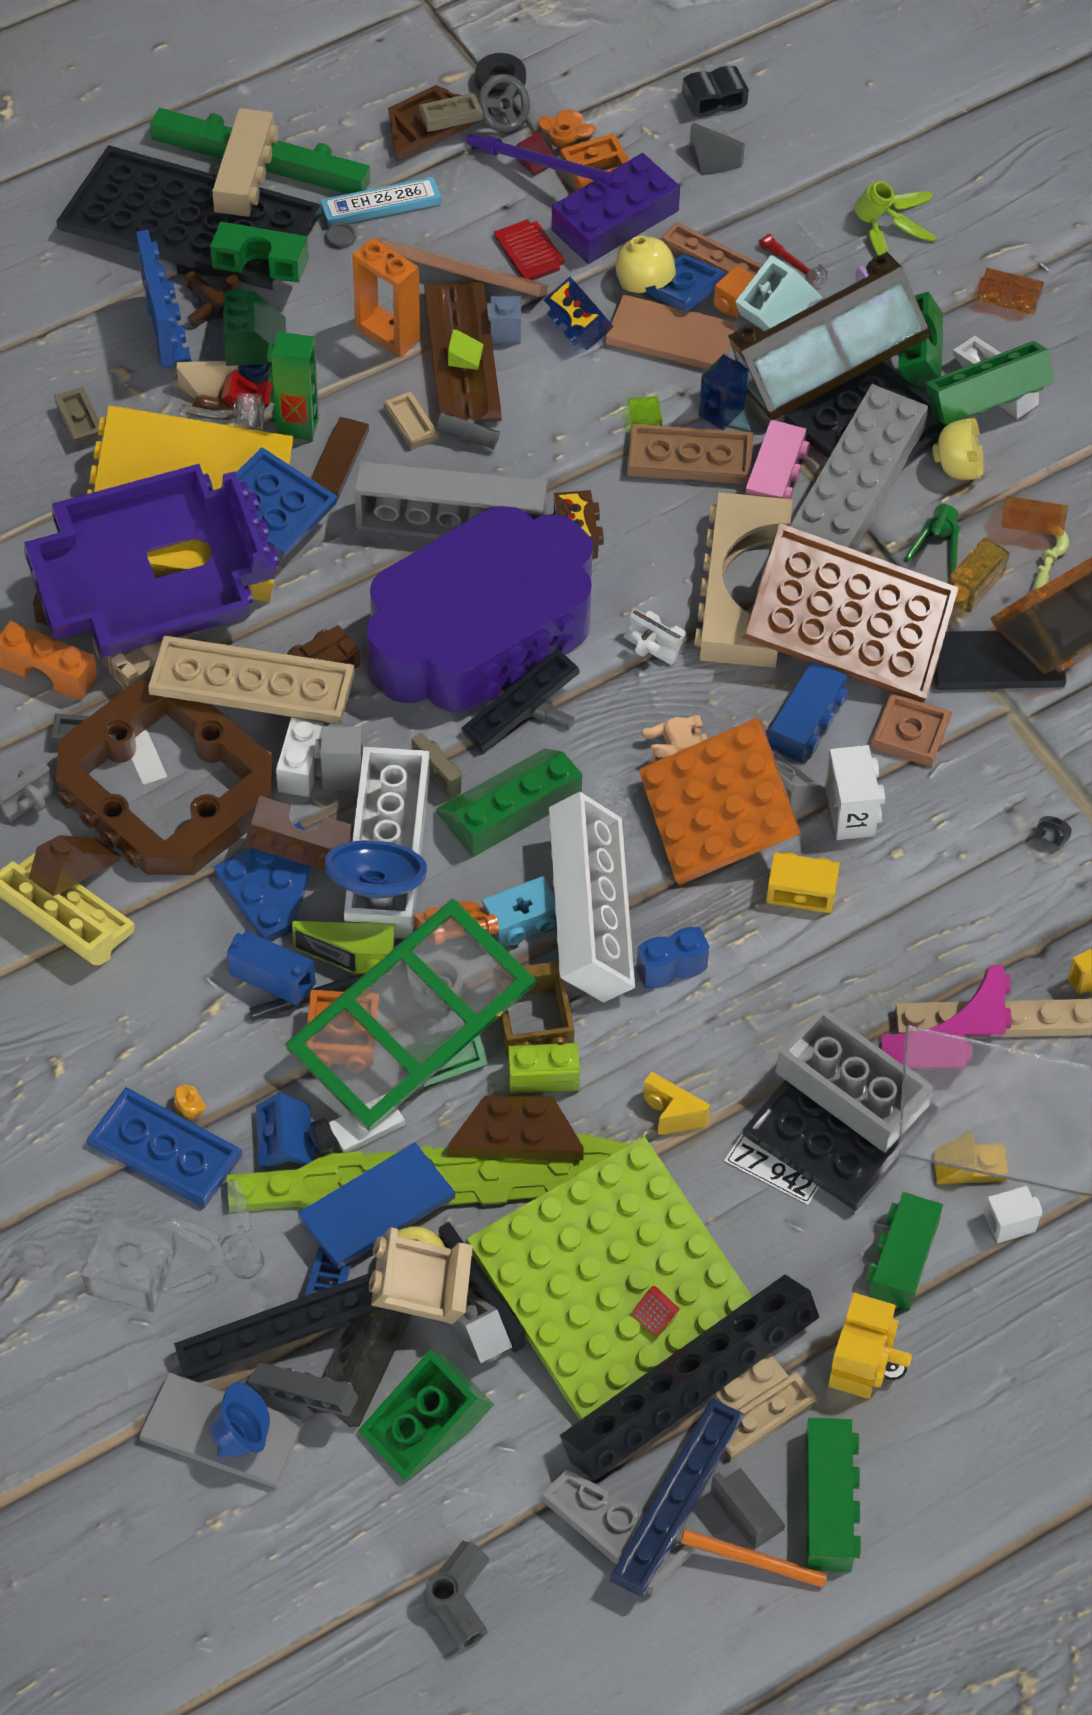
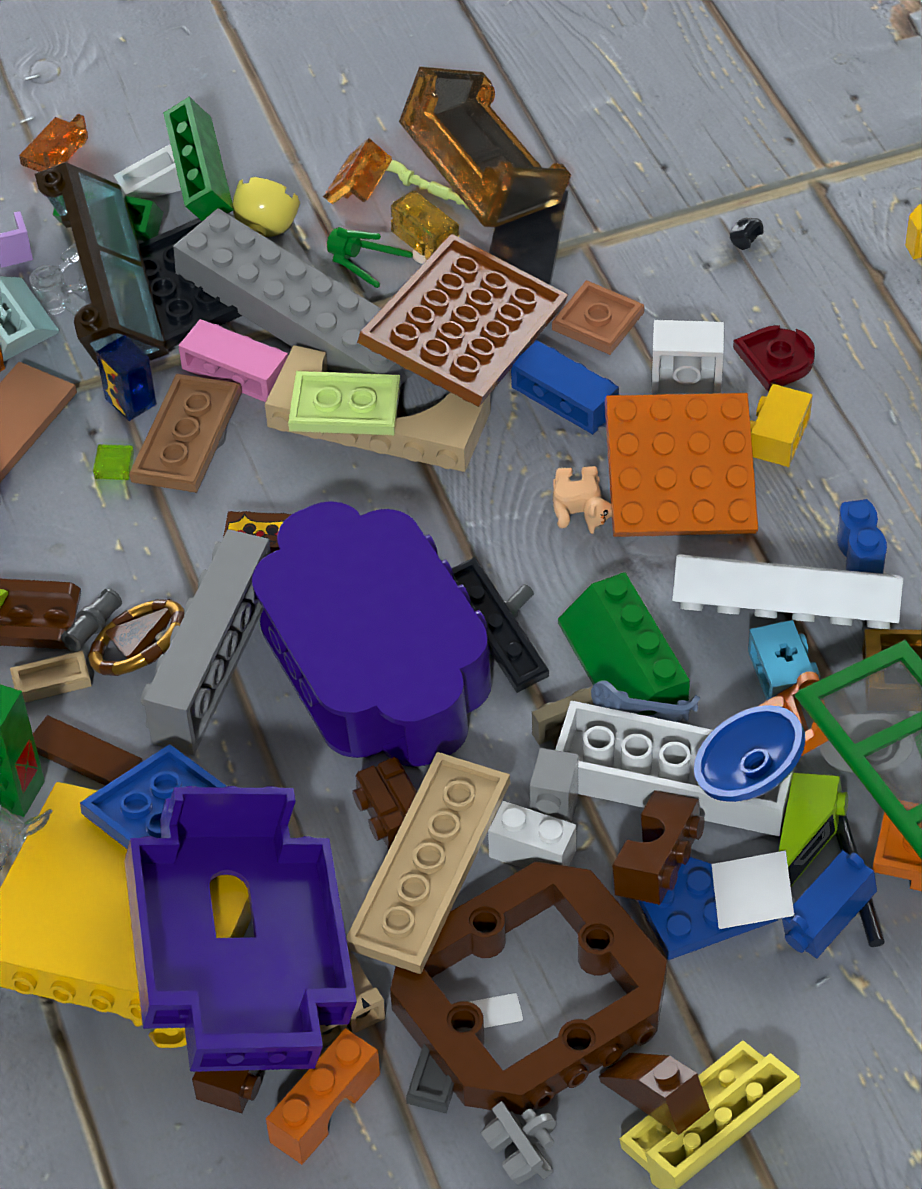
camera: 75 degrees left, 5 degrees down
(272, 909) = (752, 889): none -> white sticker
(434, 788) = (606, 696): none -> sand blue piece
(447, 455) = (135, 636): none -> piece
(653, 637) = (435, 497): white hips -> none
(728, 545) = (344, 403): none -> yellowish green tile
(900, 876) = (776, 355): none -> dark red tile

